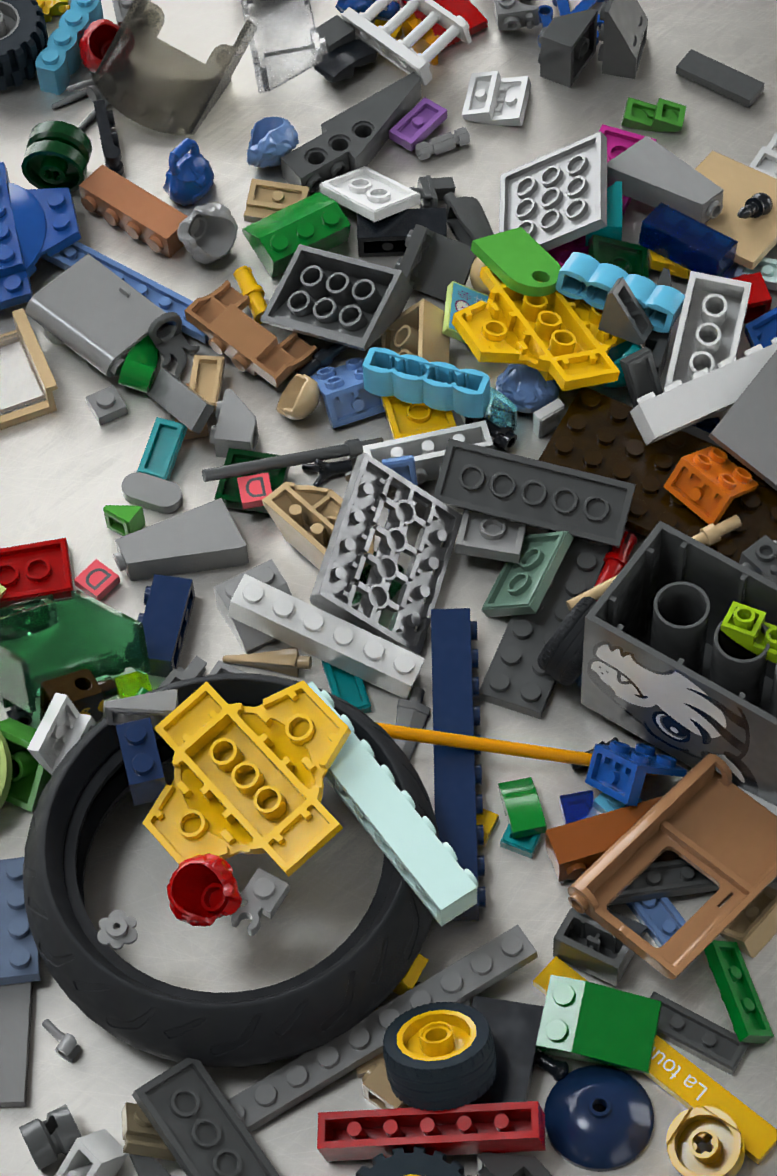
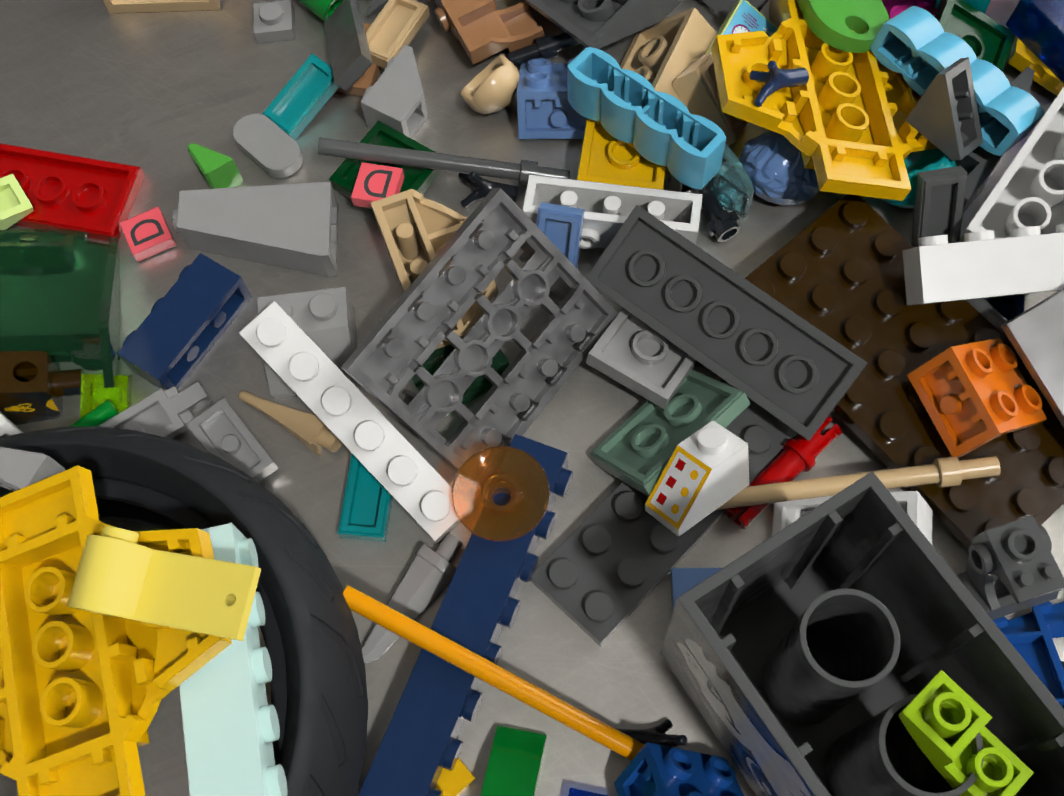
camera: 25 degrees right, 10 degrees up
(291, 718) = (163, 586): none -> light yellow door
(437, 630) = (494, 472): none -> clear orange dish
(453, 350) = (700, 95): none -> tan slope
(507, 329) = (777, 79): none -> dark blue bar
(548, 418) = (791, 217): white tile -> none
(561, 587) = (699, 478): none -> white slope
(564, 651) = (676, 567): black tyre -> none

